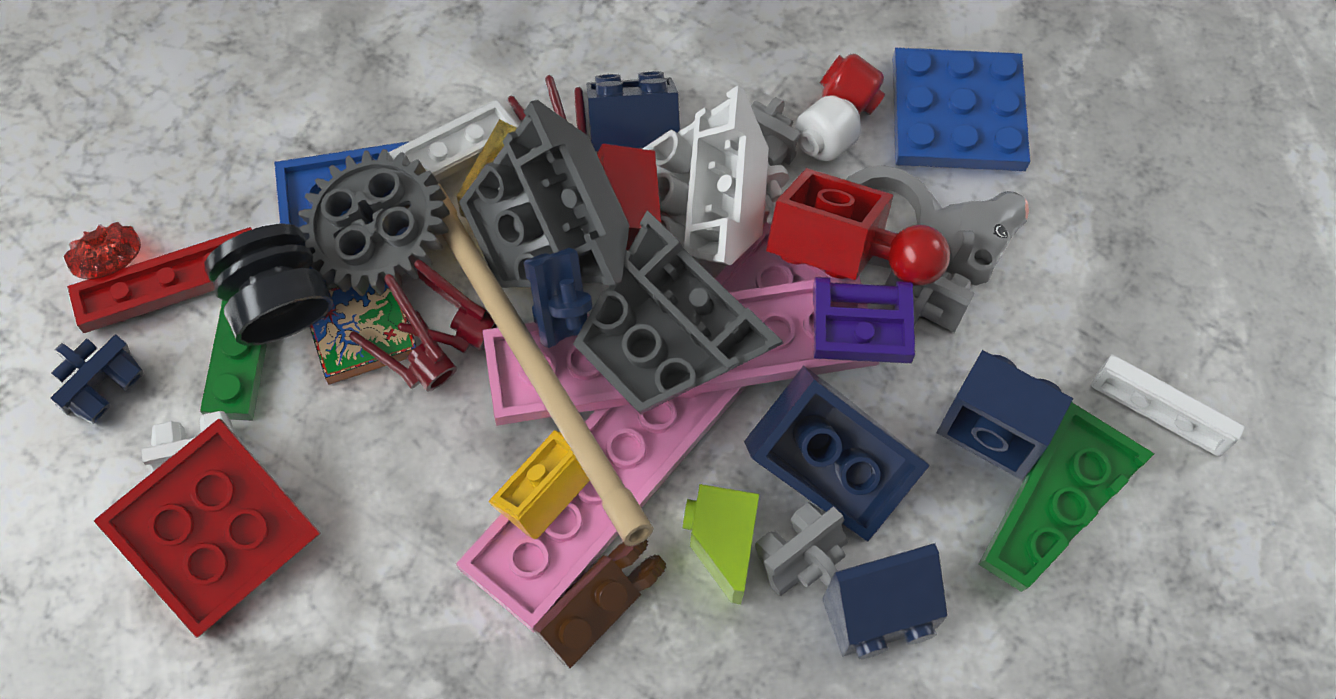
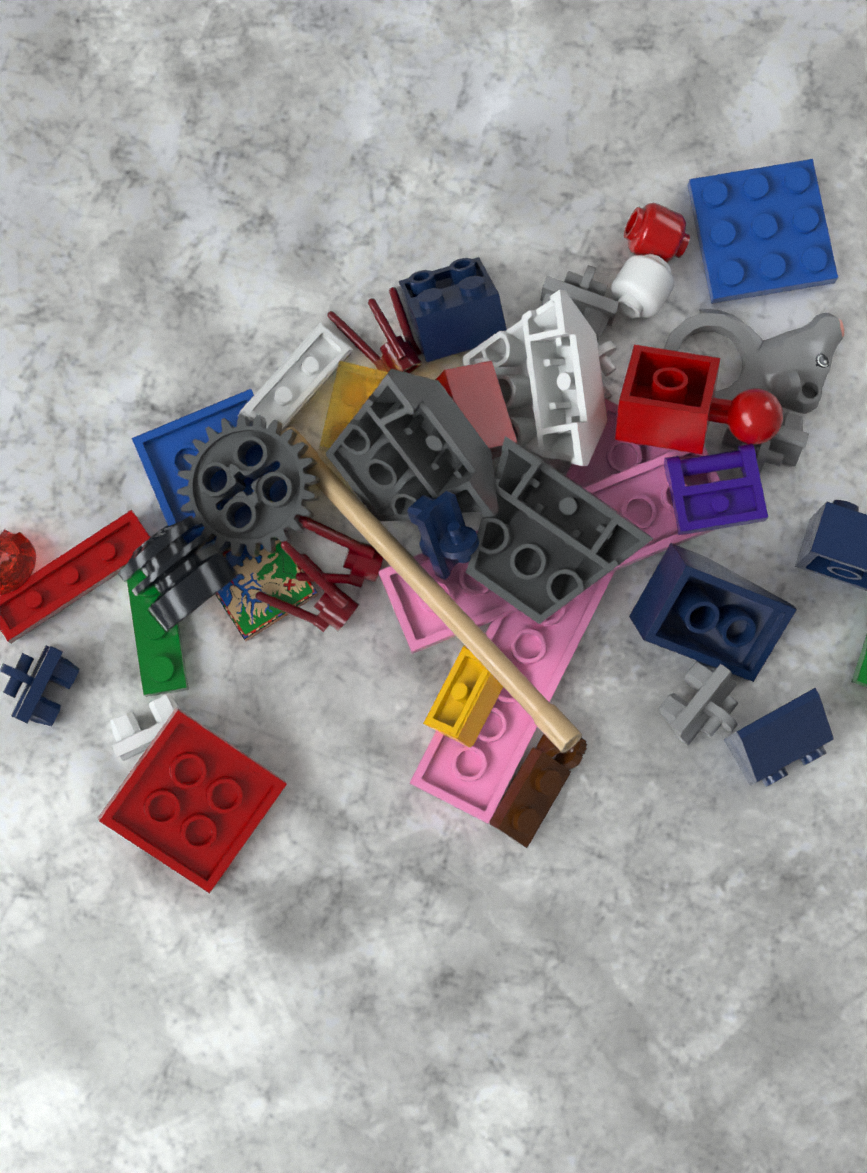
camera: 10 degrees left, 15 degrees up
(723, 535) = (630, 707): lime slope -> none

